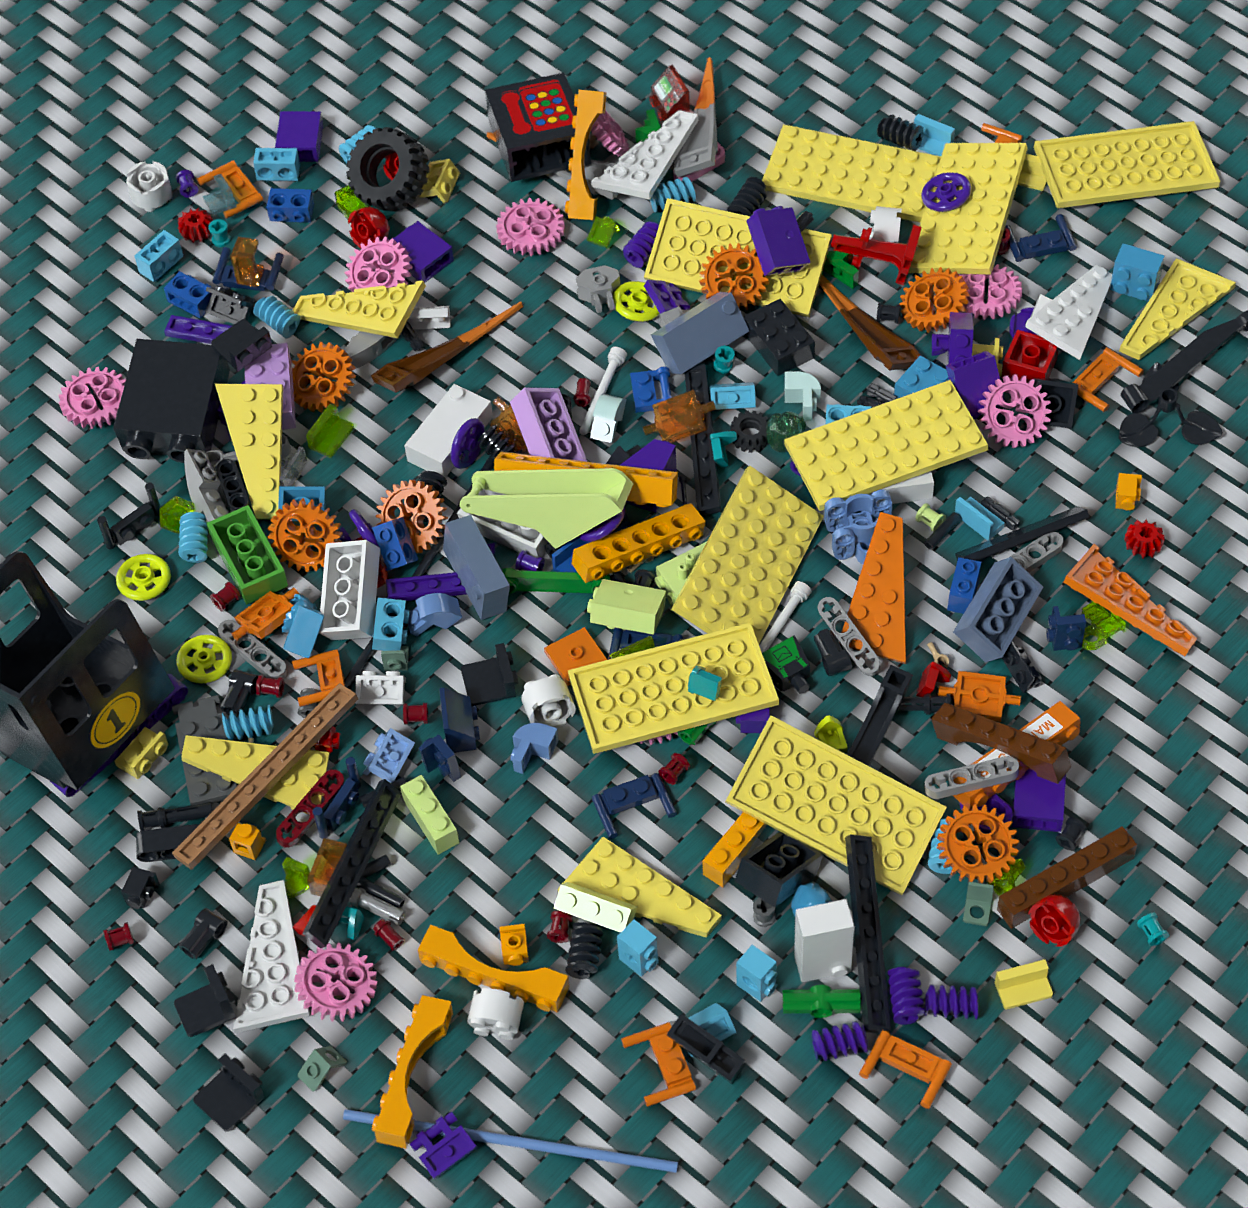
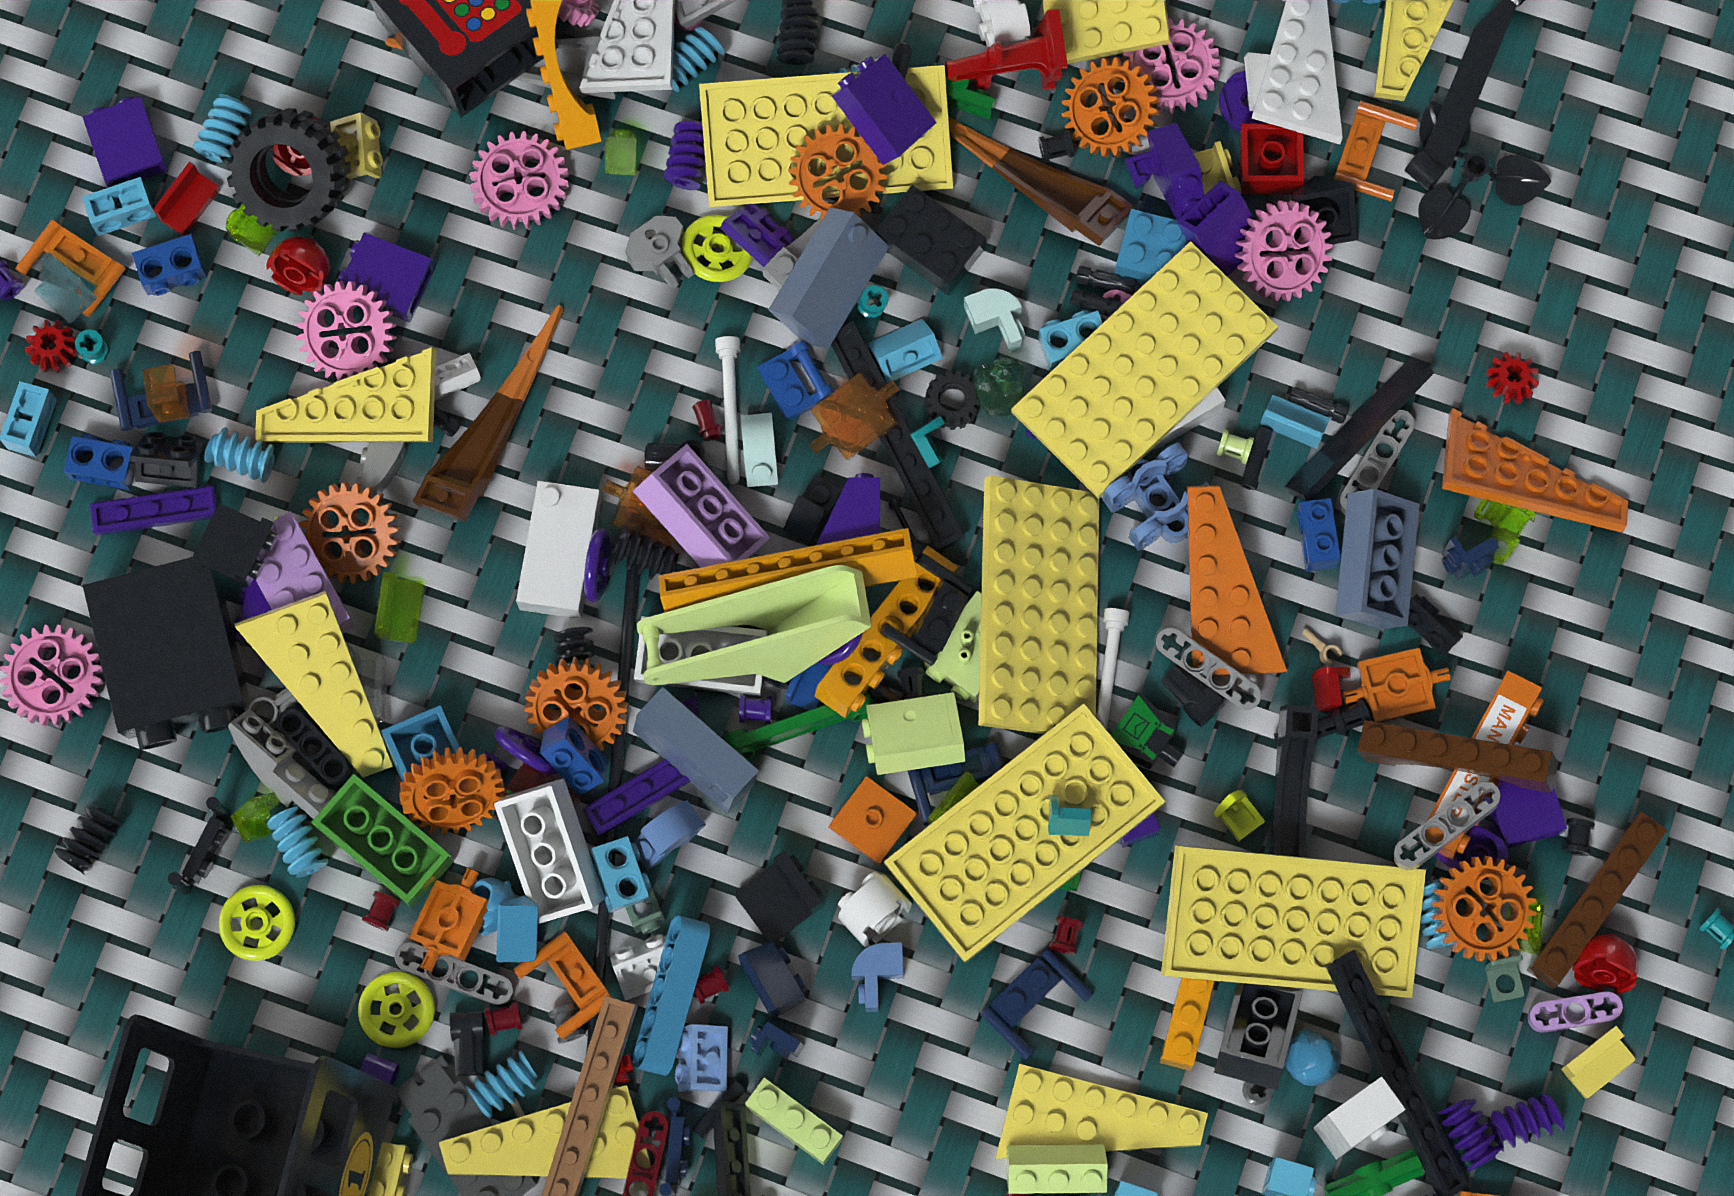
camera: 25 degrees left, 20 degrees up
(64, 491) = (87, 838): none -> black piece
(319, 174) = (186, 200): none -> red panel
(385, 706) = (671, 995): none -> dark azure beam
(677, 541) = (939, 616): none -> black plate
(1026, 956) = (1596, 1000): none -> lavender beam
(1127, 491) = (1465, 315): light orange brick -> none

